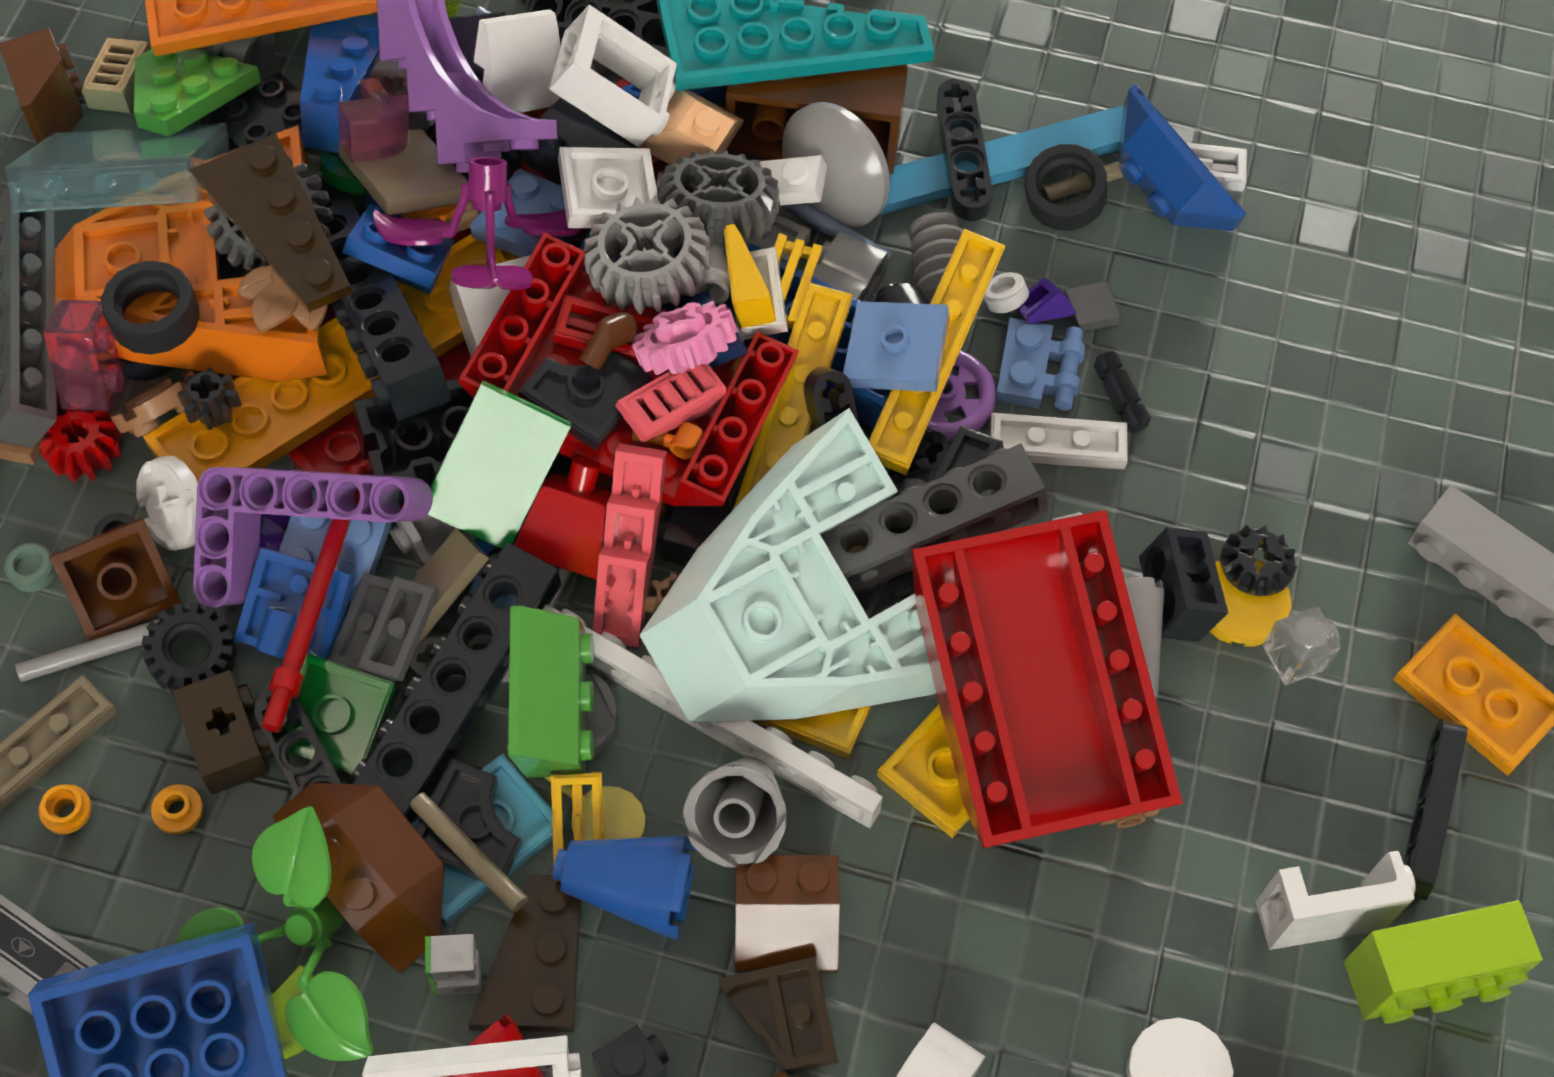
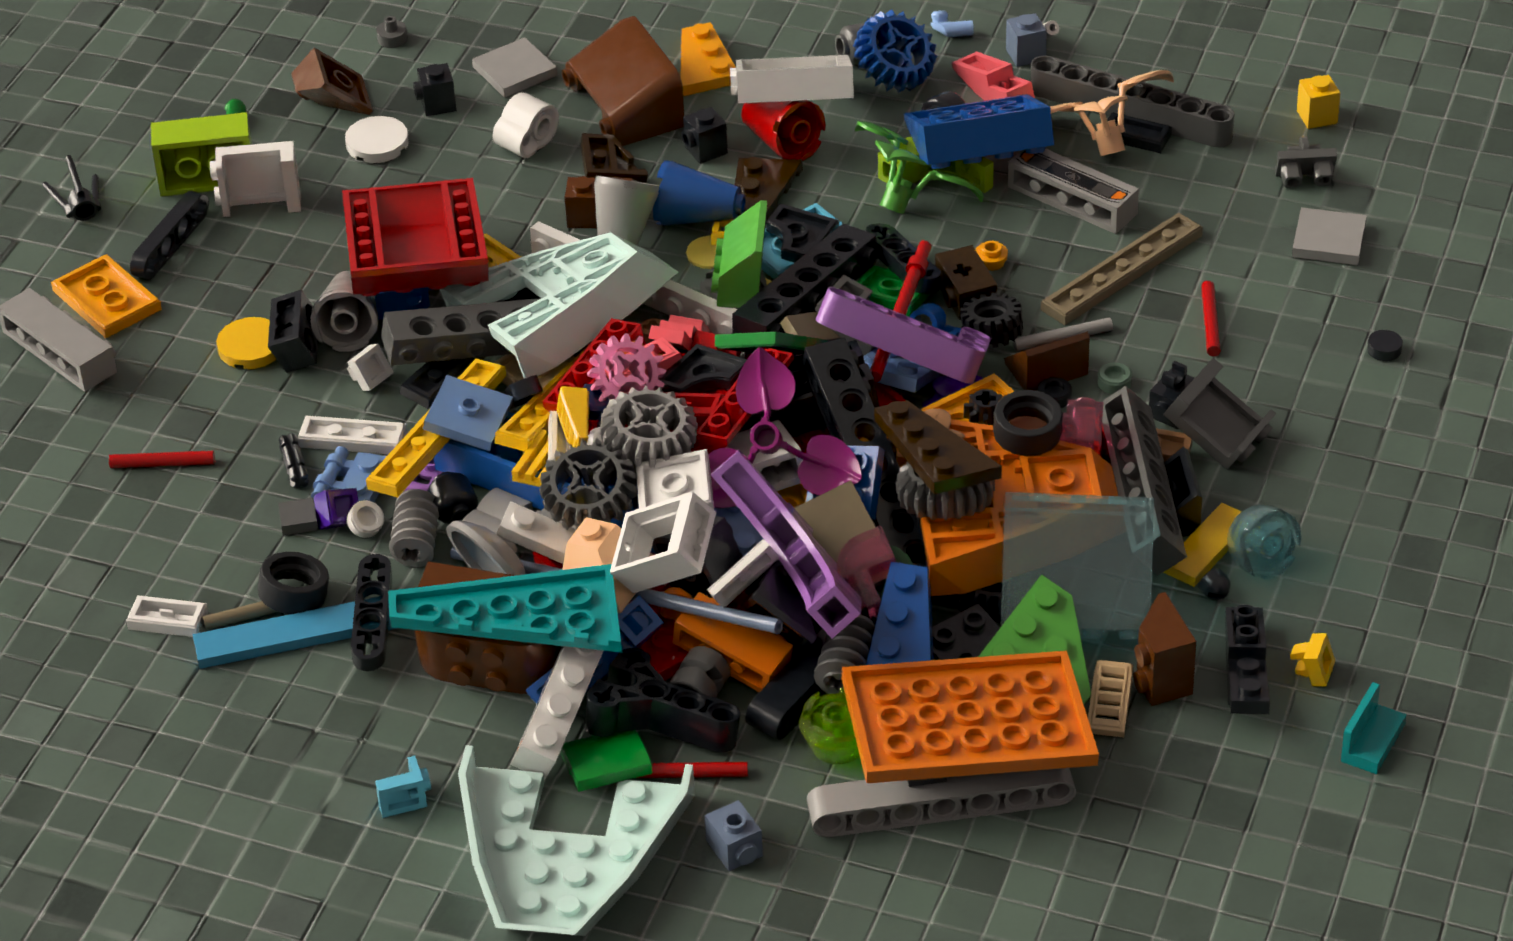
camera: 170 degrees left, 20 degrees down
(56, 799) = (1064, 255): light orange plate -> none
(170, 500) = (1005, 372): white tile -> none
(381, 868) = (872, 206): reddish brown wedge -> none
(453, 964) = (809, 170): flat silver piece -> none
(468, 852) = (798, 208): dark tan bar -> none
(609, 334) = (681, 376): reddish brown arm -> none
(1170, 171) = (199, 575): blue wedge -> none
(1241, 568) = (237, 356): black gear -> none
(1292, 394) = (161, 459): none -> red bar
(1302, 645) = (219, 304): clear brick -> none

